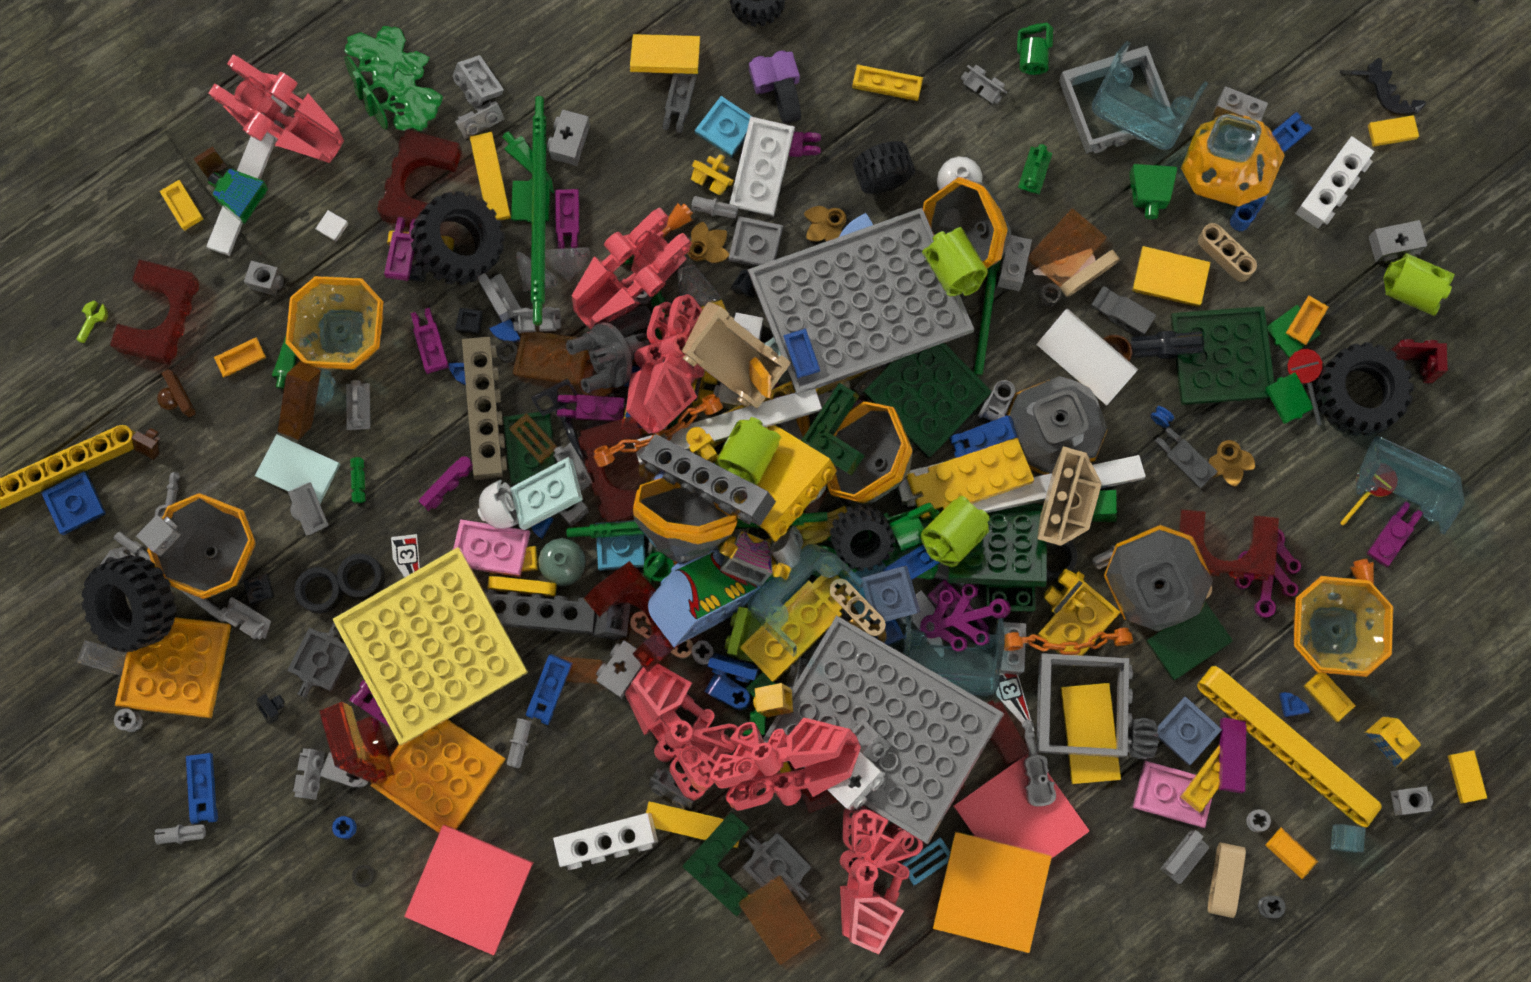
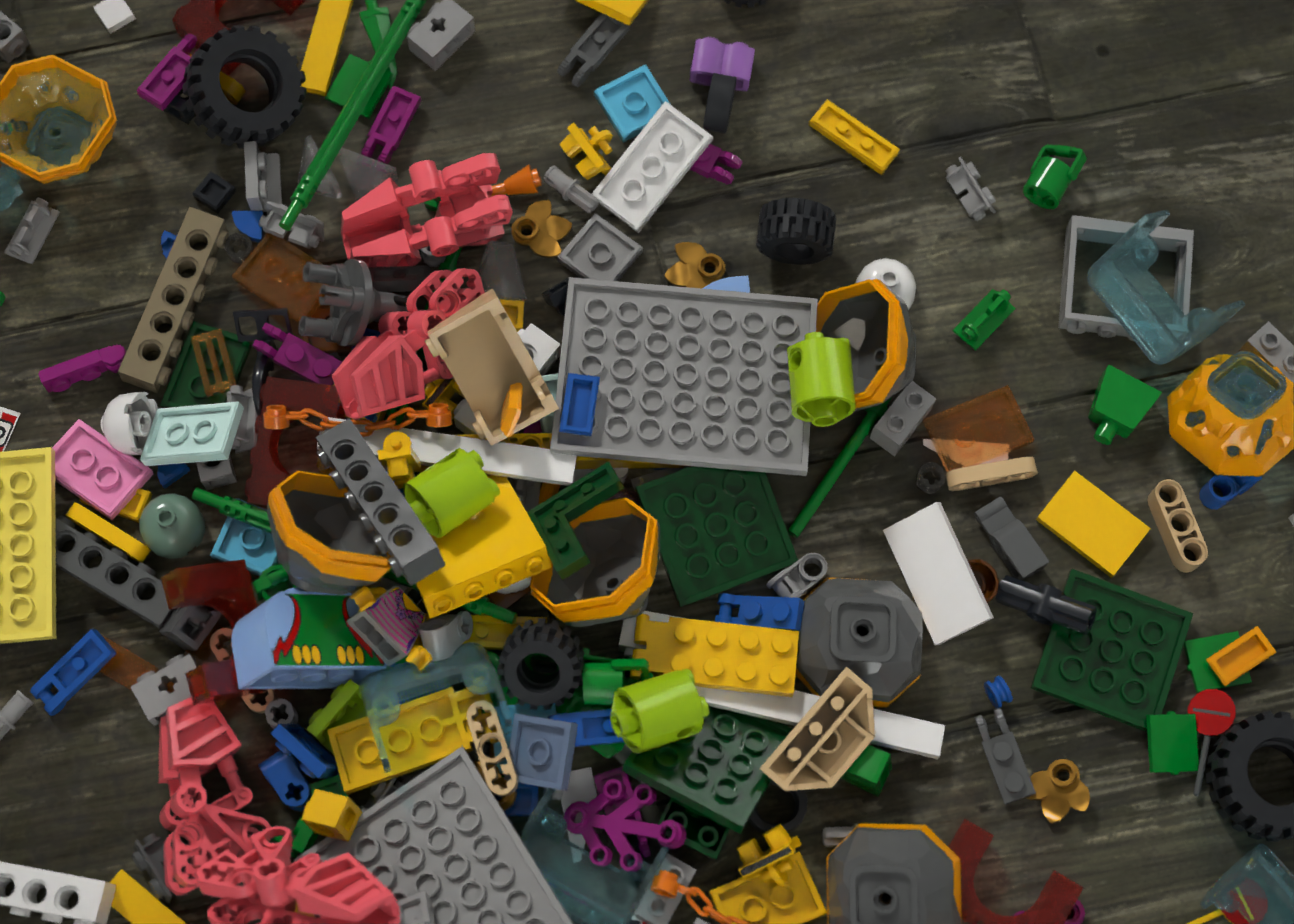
camera: 20 degrees right, 5 degrees down
(429, 343) = (153, 196): magenta hinge -> none

